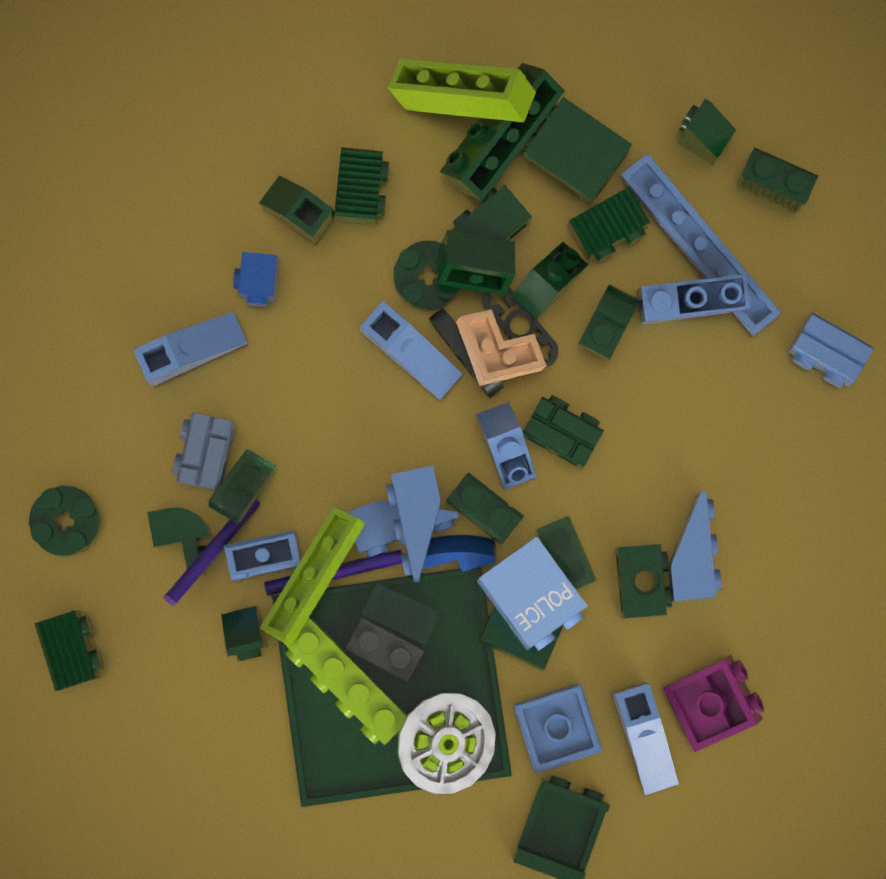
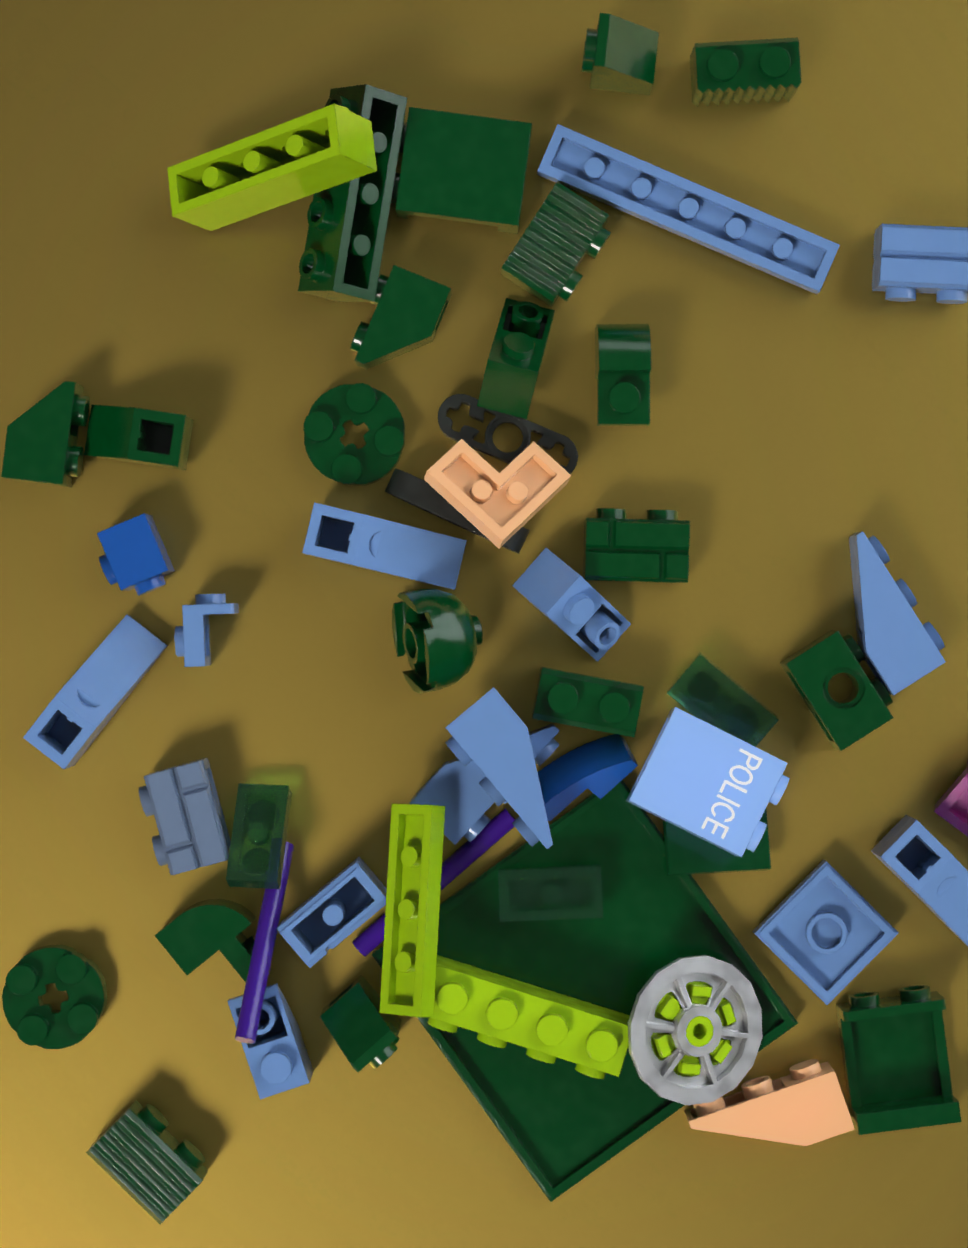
camera: 25 degrees left, 5 degrees up
(184, 621) = (279, 1053): none -> medium blue slope
(240, 180) = (44, 439): none -> dark green slope
(267, 345) = (193, 638): none -> medium blue bracket
(359, 186) = (204, 363): dark green brick -> none
(384, 649) = (553, 948): dark grey plate -> none
(413, 421) = (436, 636): none -> dark green cylinder
(476, 262) = (409, 388): dark green brick -> none
(481, 827) = (789, 1110): none -> light nougat slope
(693, 298) = (717, 286): medium blue slope -> none

